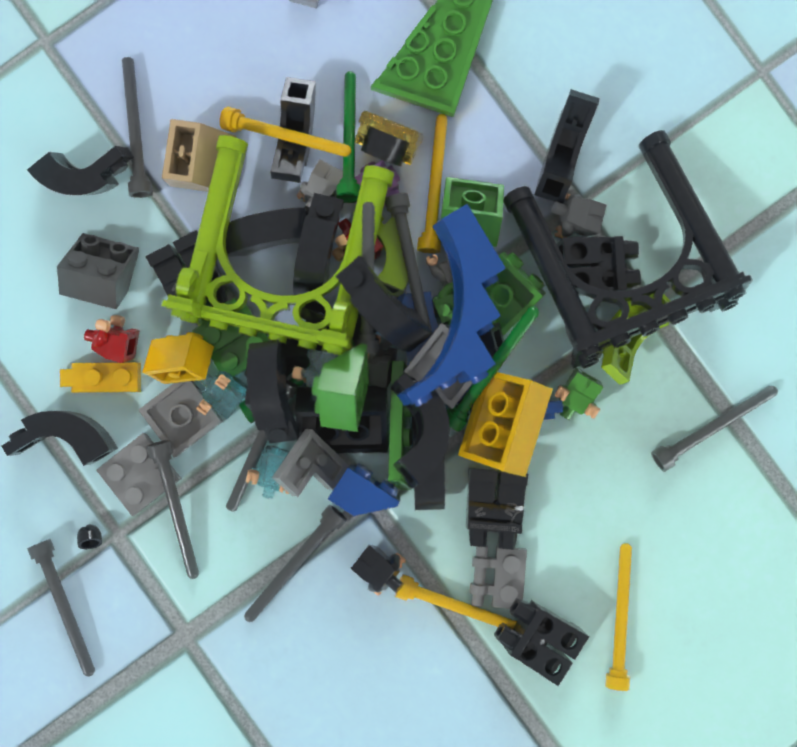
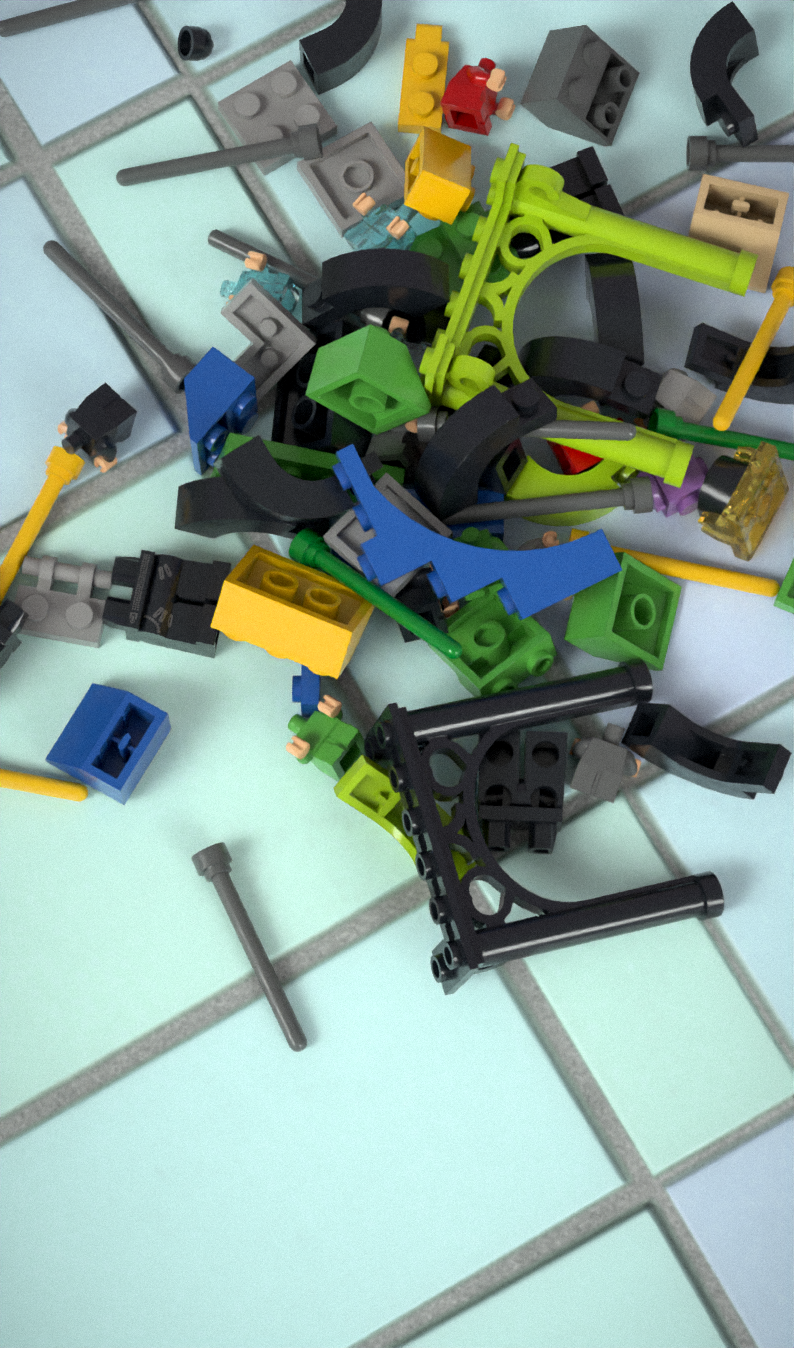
camera: 90 degrees right, 15 degrees down
(596, 535) = (110, 741): none -> blue slope

